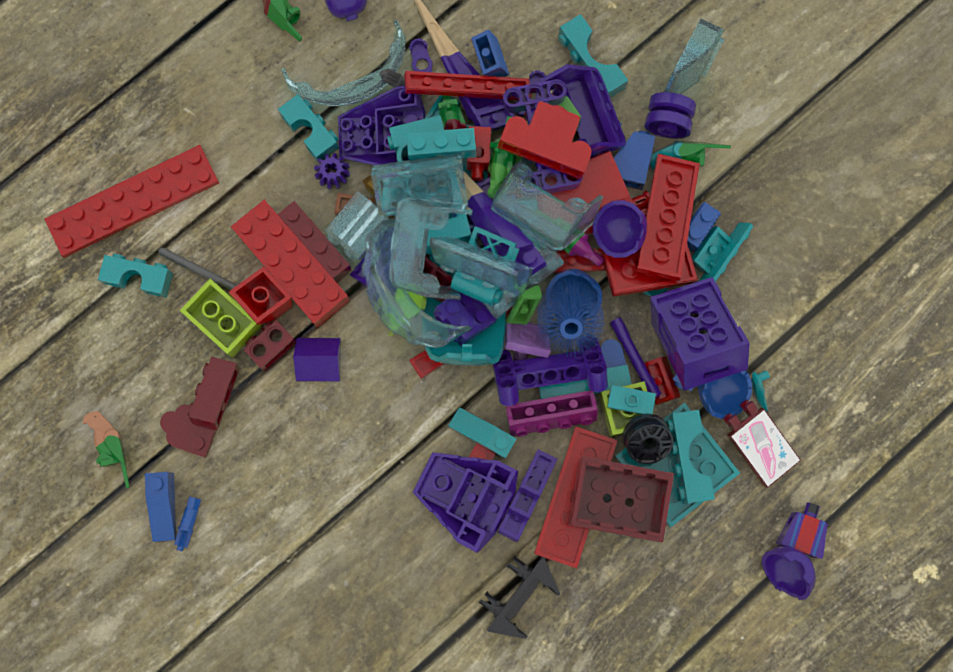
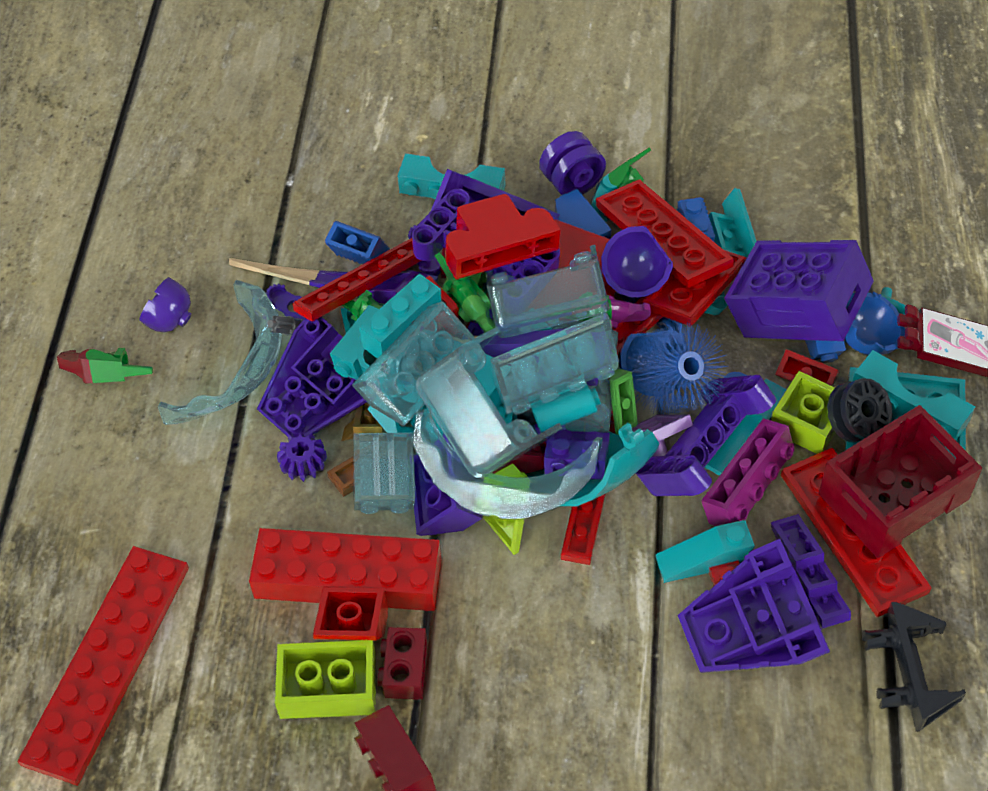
camera: 40 degrees left, 25 degrees down
(117, 270) = (159, 732): teal arch -> none
(196, 268) = (237, 666): dark grey bar -> none
(299, 114) = (216, 434): teal arch -> none
(315, 241) = (351, 521): dark red arch -> none
(317, 359) = (469, 635): dark purple slope -> none
(624, 337) = (735, 364): dark purple piece -> none
(631, 400) = (806, 392): teal plate -> none
(696, 57) = (545, 94): clear light blue slope -> none

